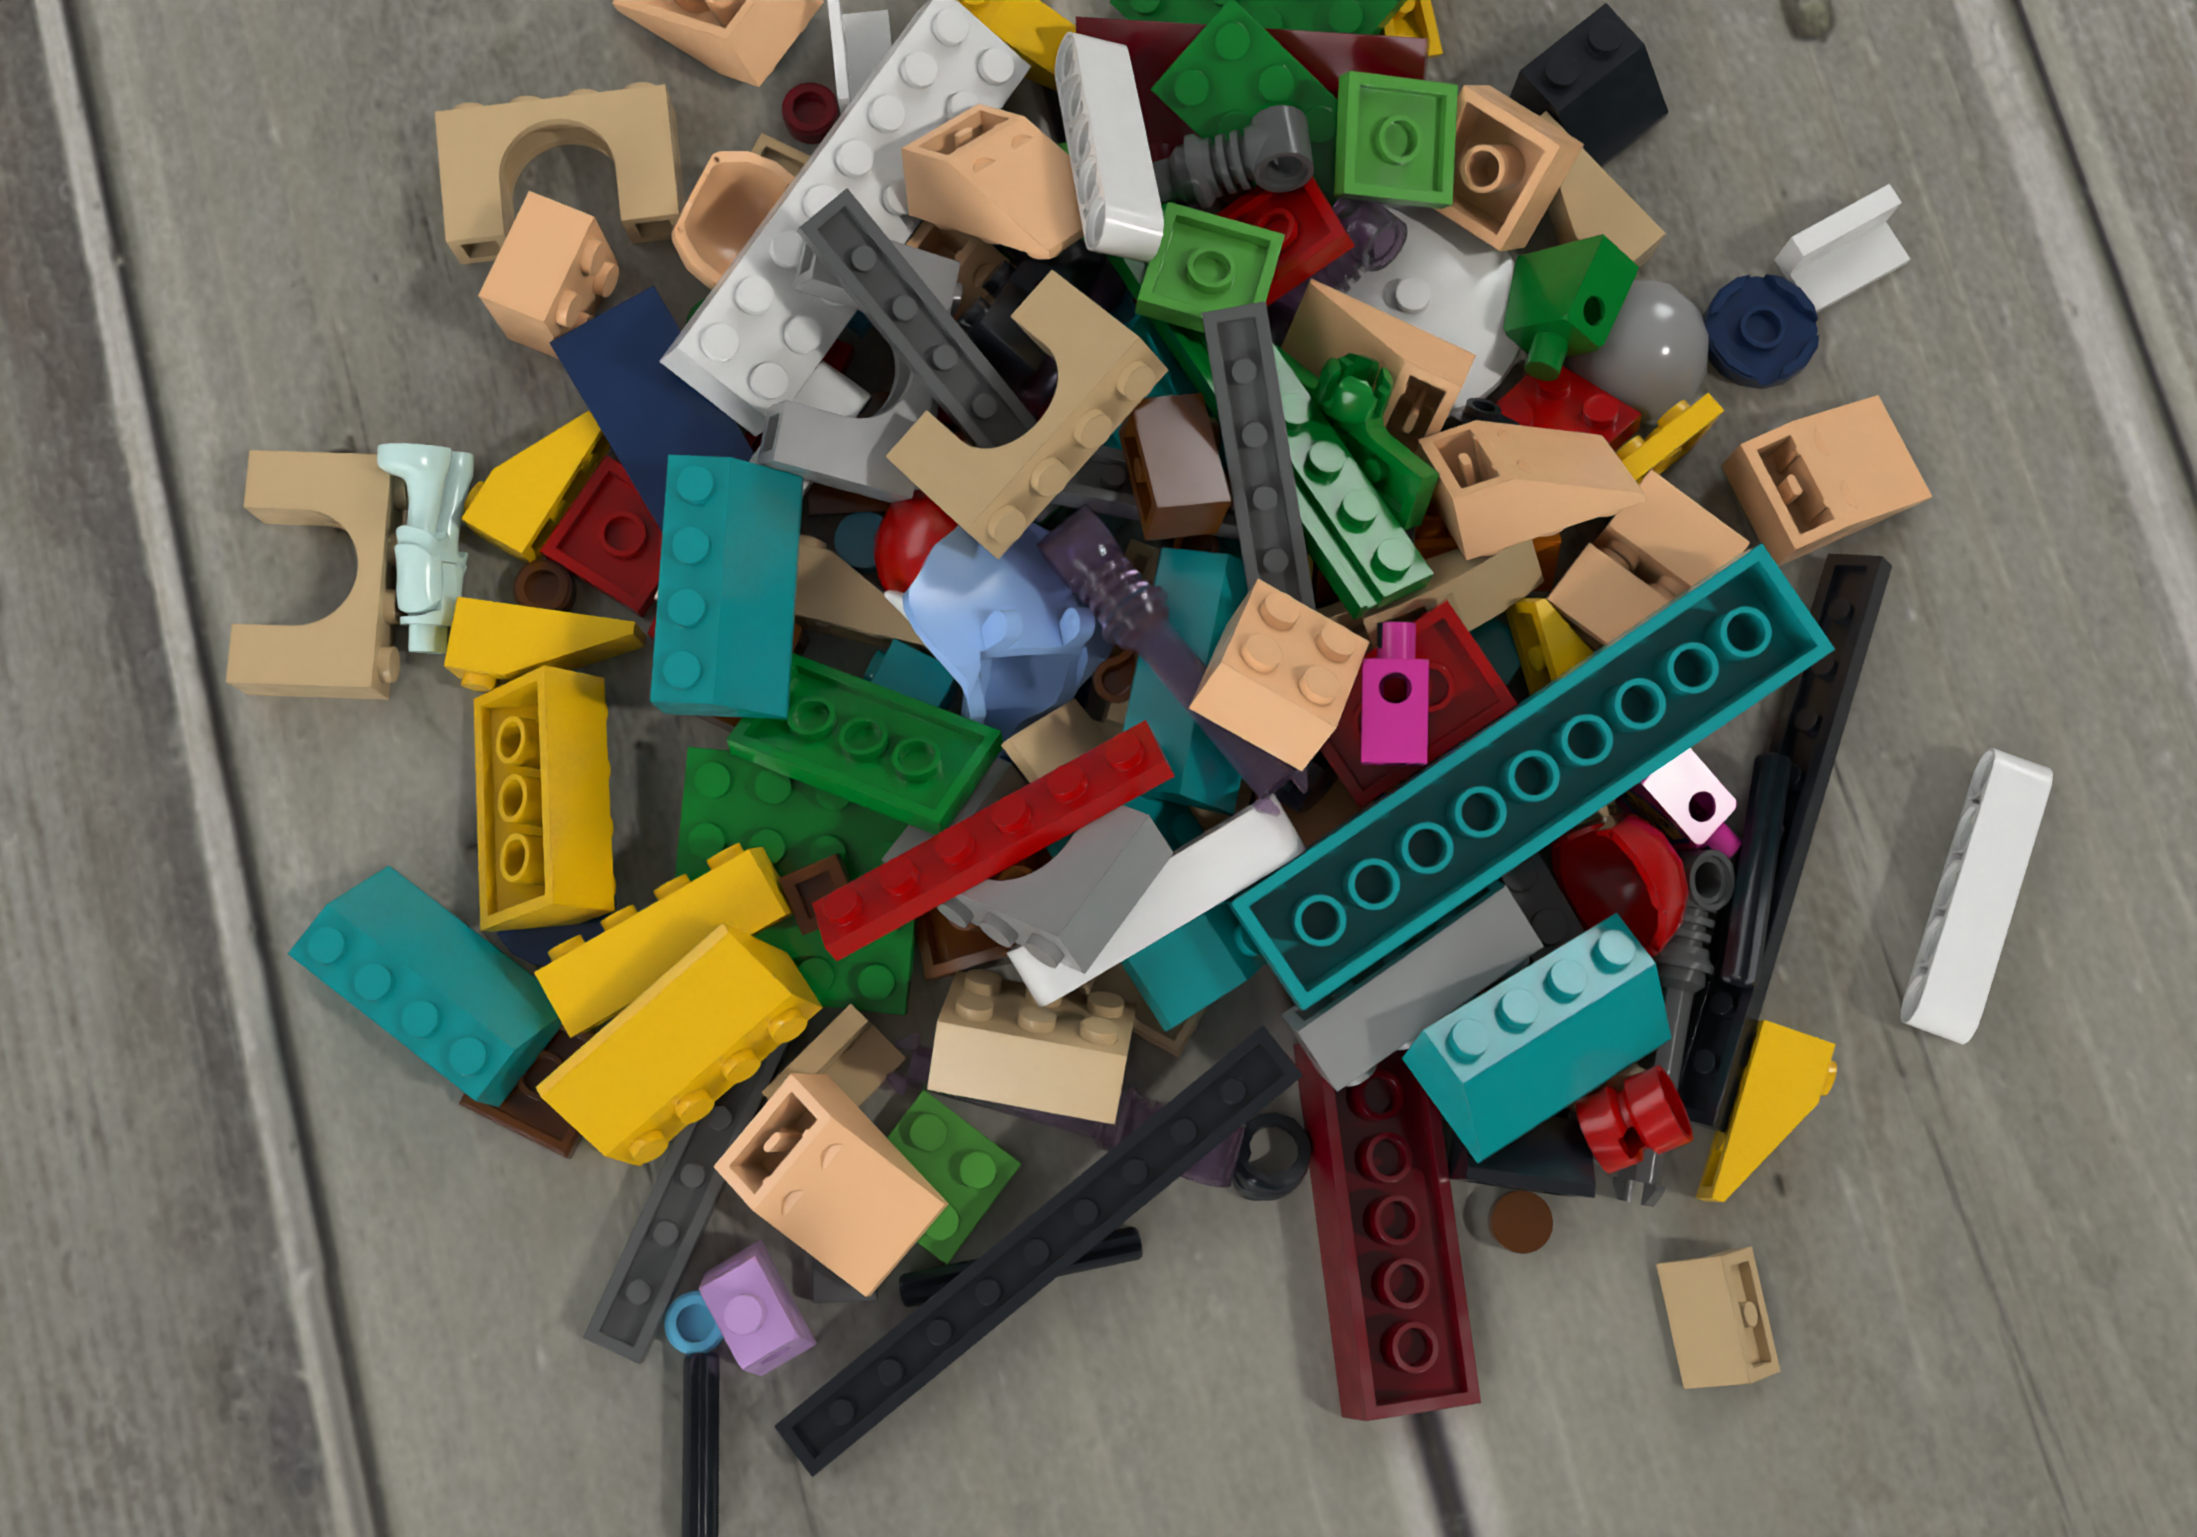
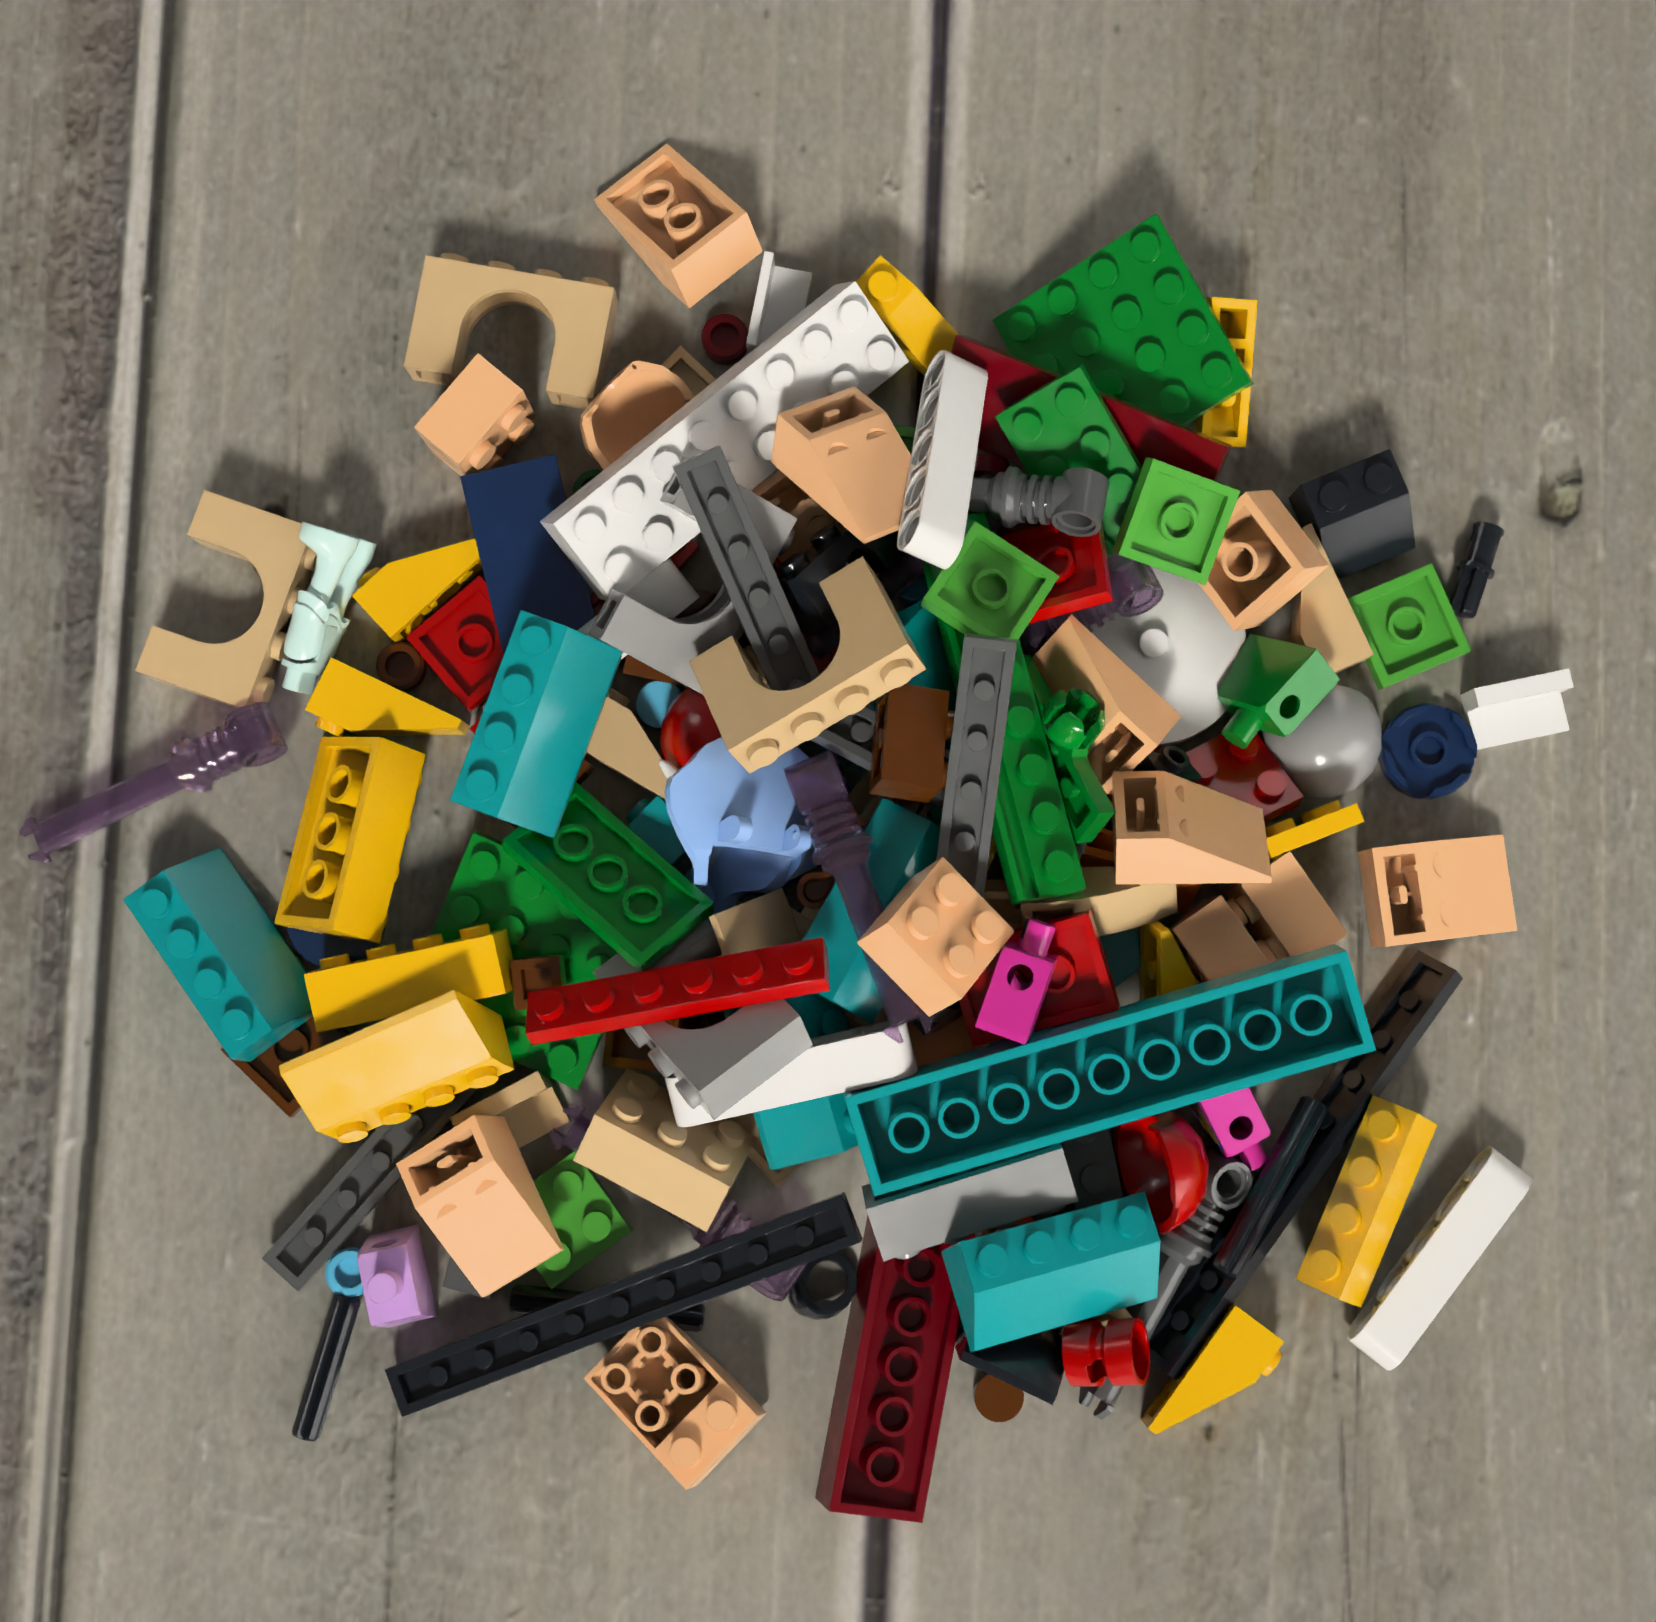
camera: 20 degrees right, 5 degrees up
(384, 722) = (246, 739): none -> clear purple piece
(1136, 1346) = (675, 1399): none -> light nougat slope
(1694, 197) = (1408, 626): none -> bright green plate
(1718, 1319) = (1125, 1518): tan panel -> none
(1744, 114) = (1475, 569): none -> black axle
(1872, 853) = (1366, 1201): none -> yellow brick

